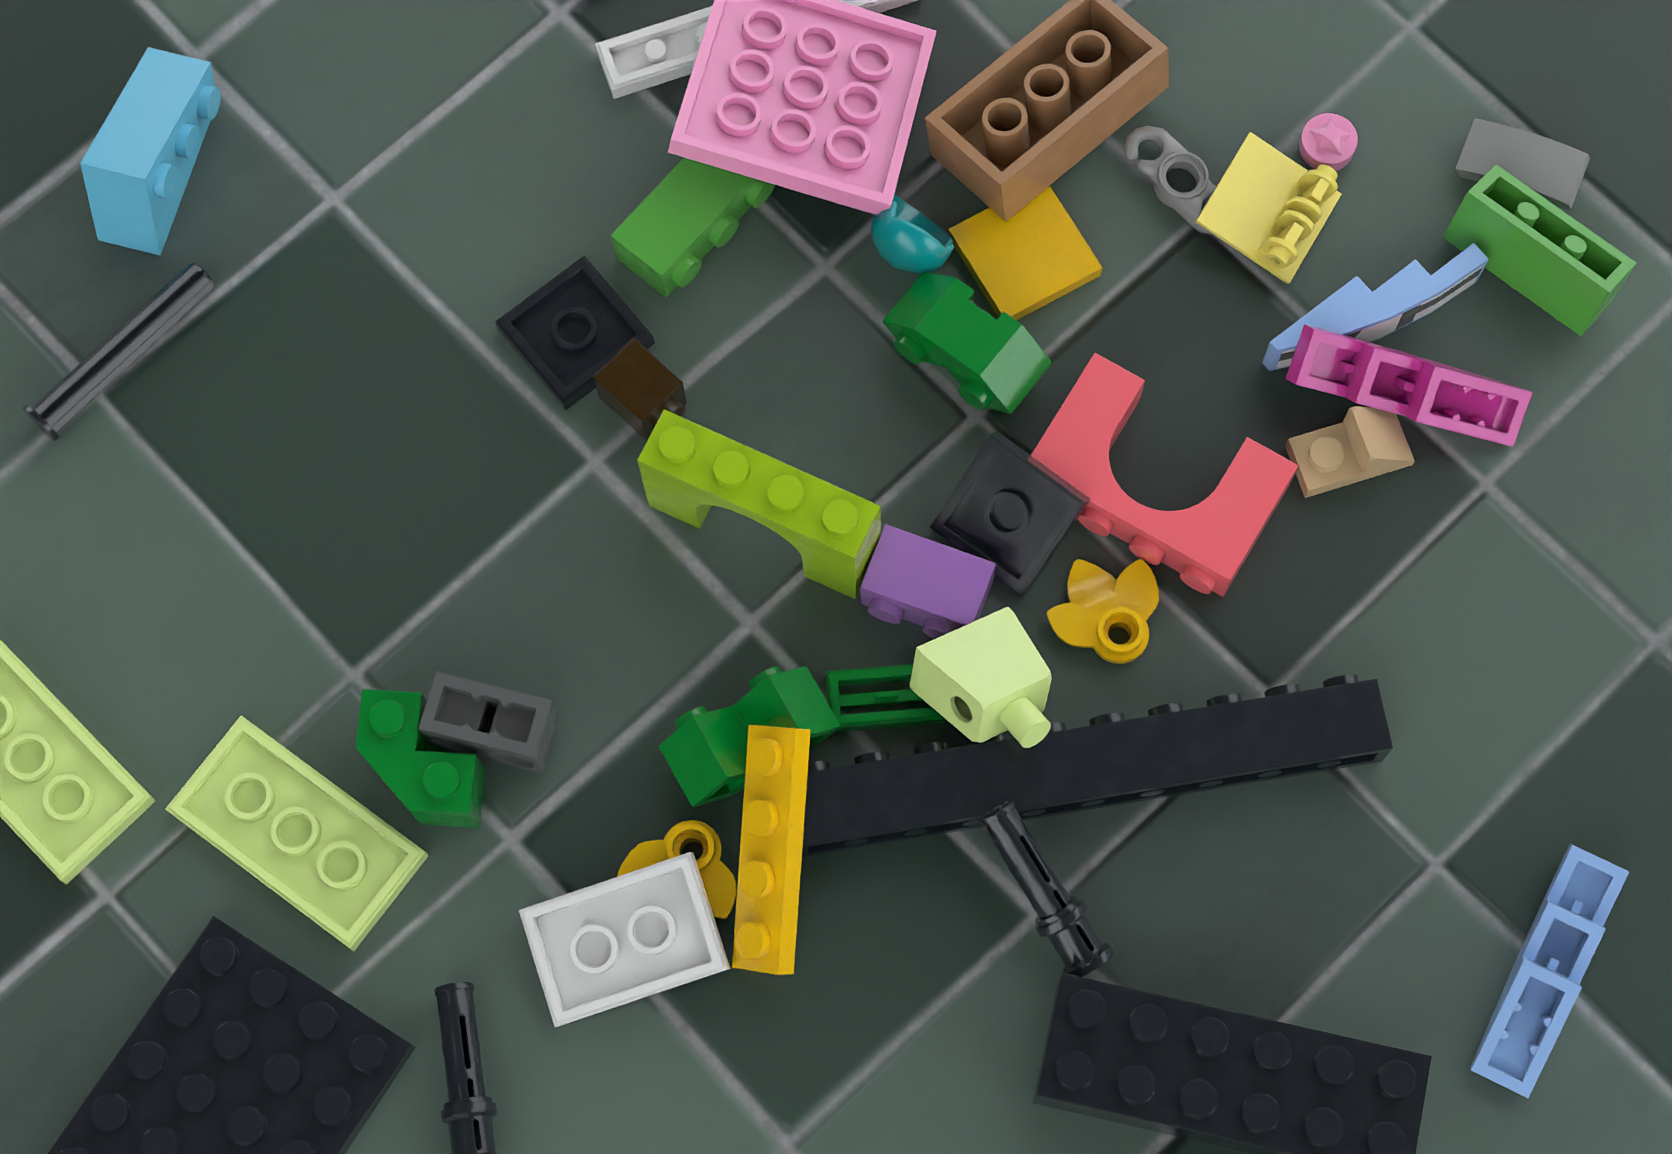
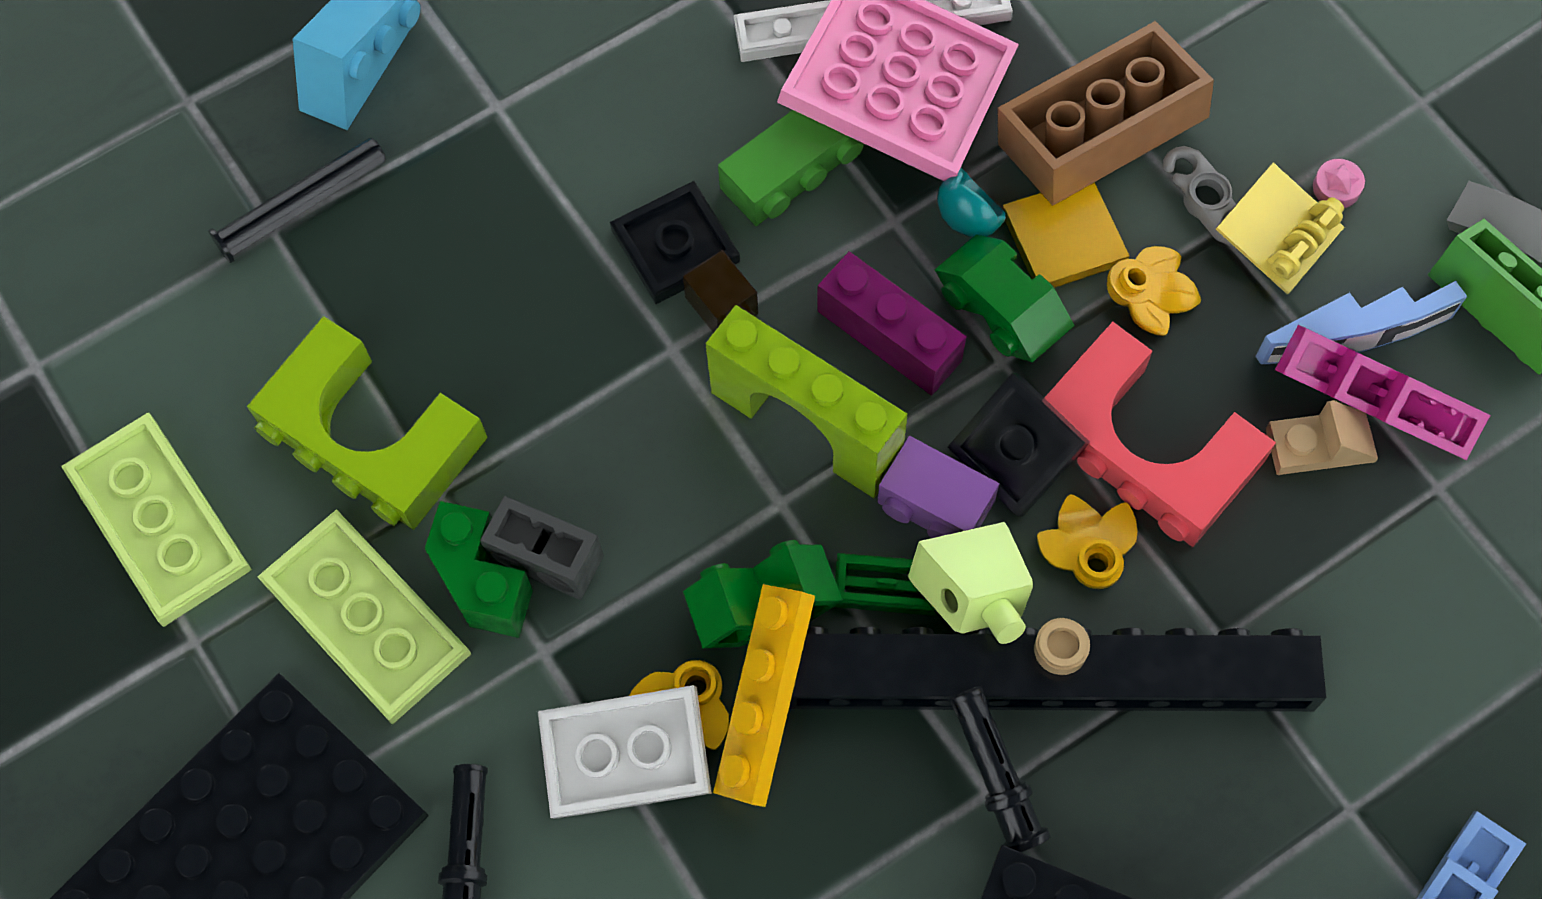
camera: 10 degrees right, 5 degrees down
(307, 669) = (398, 479): none -> lime arch
(841, 392) = (890, 323): none -> magenta brick
(1094, 739) = (1062, 646): none -> tan tile
(1141, 298) = (1157, 289): none -> yellow plate

